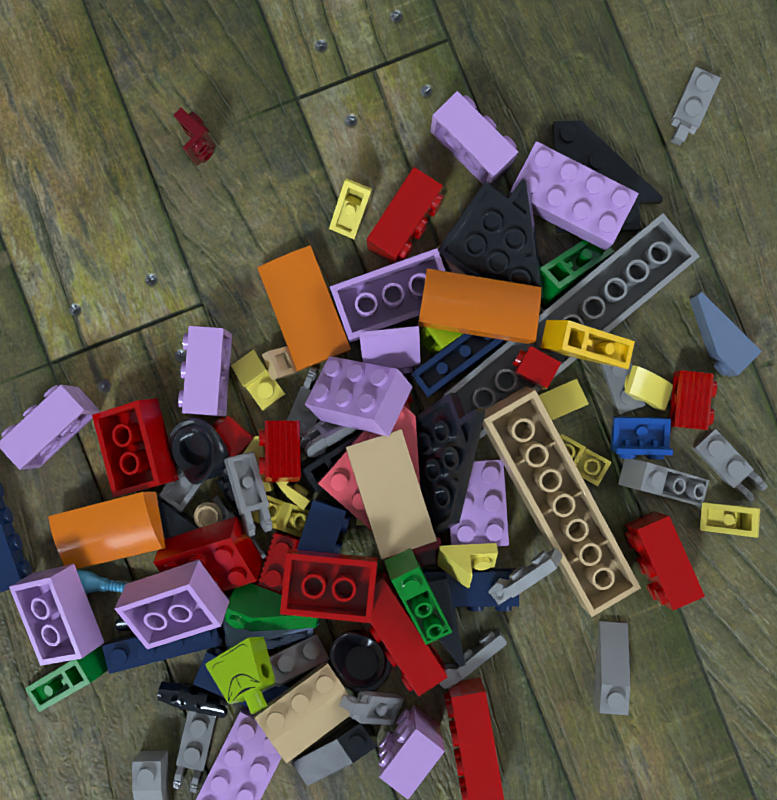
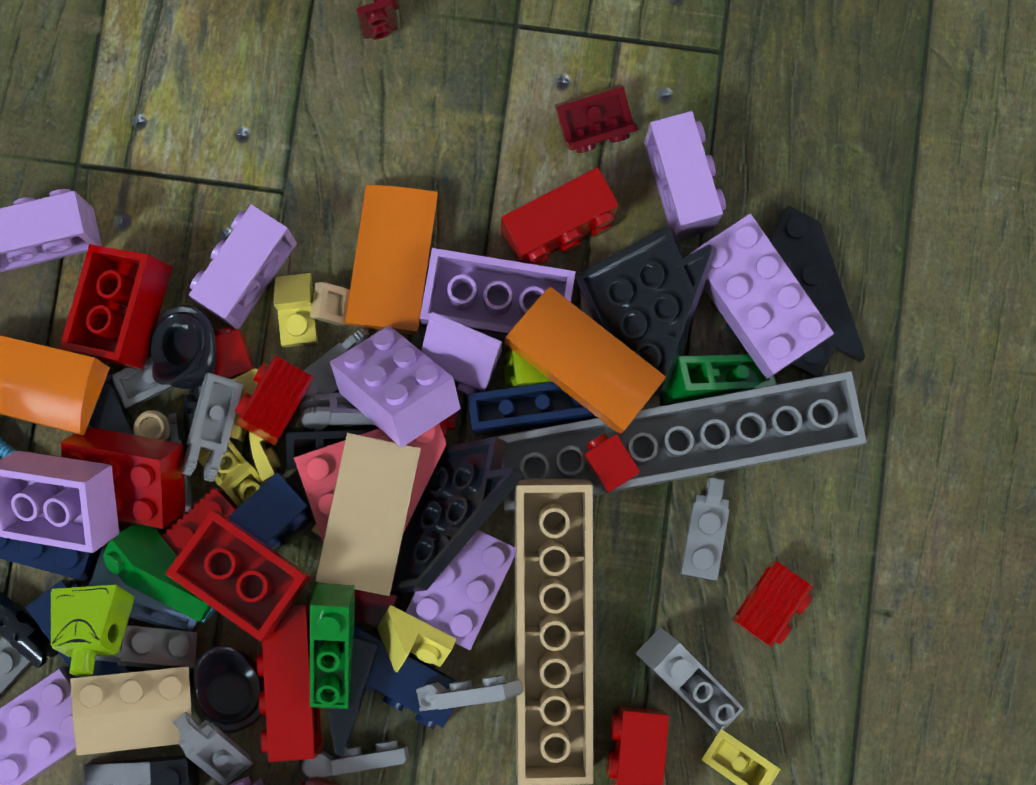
camera: 25 degrees right, 5 degrees down
(351, 208) = (505, 177): light yellow slope -> none
(389, 134) = (595, 119): none -> dark red bracket
(563, 399) = (623, 521): light yellow slope -> none
(587, 343) = (683, 469): yellow slope -> none
(589, 464) = (611, 606): light yellow slope -> none
(641, 437) = (692, 613): blue bracket -> none
(648, 387) = (729, 560): light yellow slope -> none
(693, 104) = (957, 272): light grey hinge -> none
(722, 338) = (846, 557): sand blue slope -> none
(728, 464) = (776, 702): light grey hinge -> none

